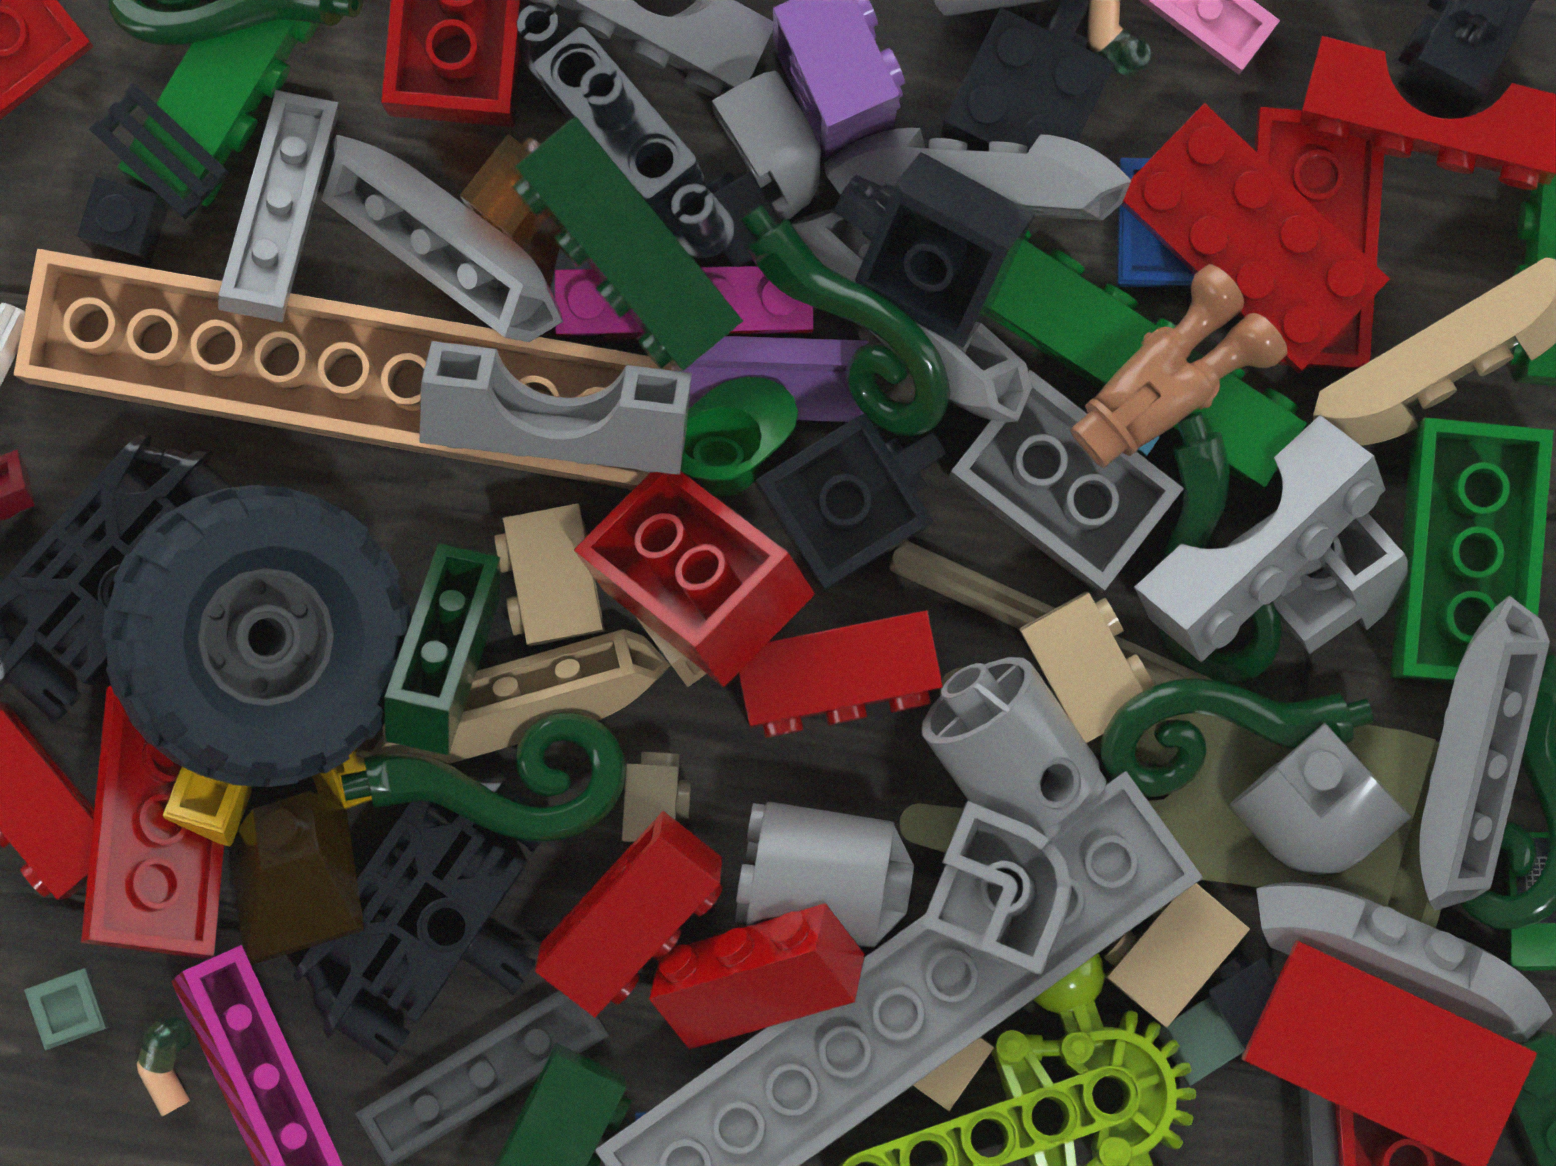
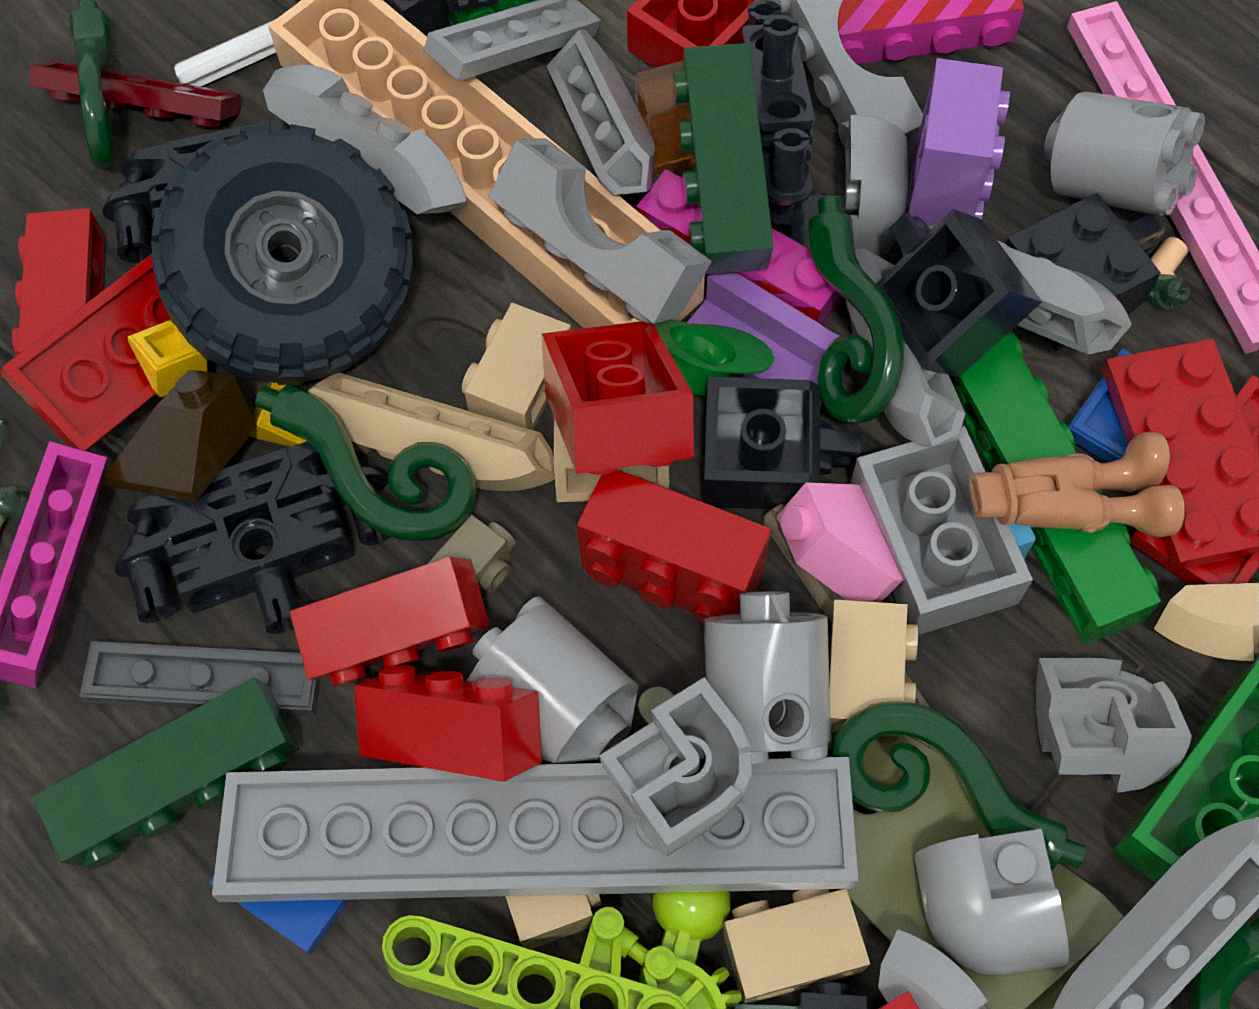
camera: 40 degrees right, 20 degrees down
(229, 448) = (411, 163): none -> light grey brick
(442, 649) = (399, 350): dark green brick -> none
(983, 557) = (839, 541): none -> bright pink slope
(1205, 481) = (1051, 592): dark green plant -> none
(1209, 593) = (1007, 668): light grey arch -> none

